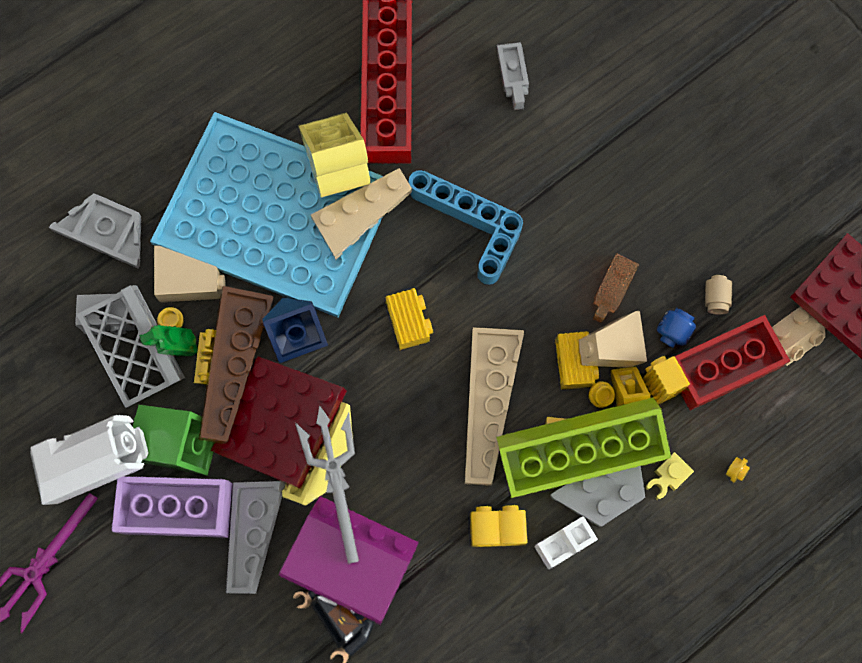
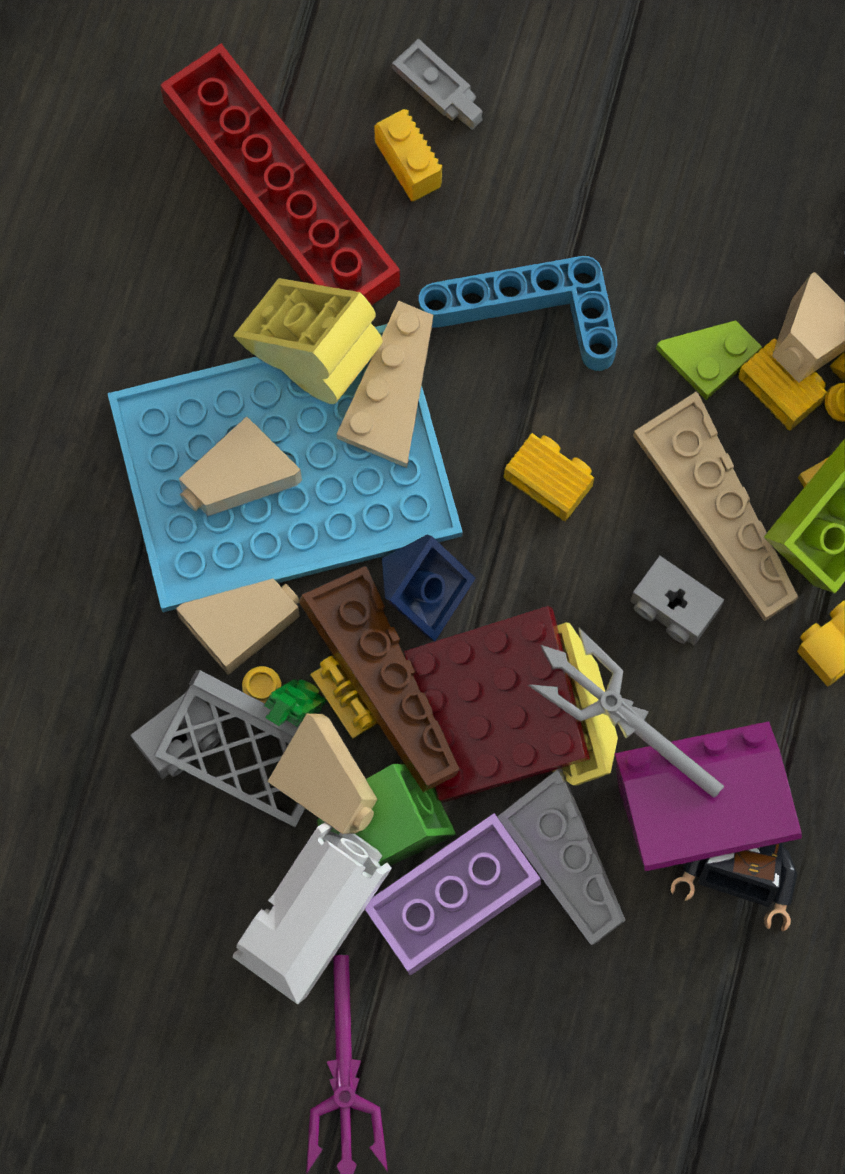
camera: 35 degrees left, 0 degrees up
(104, 228) = (87, 634): light grey wing -> none
(150, 391) = (325, 777): none -> tan slope
(242, 197) = (238, 471): none -> tan slope
(422, 421) = (666, 583): none -> light grey brick
(467, 97) = (408, 154): none -> yellow brick
(548, 316) = (710, 355): none -> lime wing
(614, 286) = (759, 263): clear orange hinge -> none

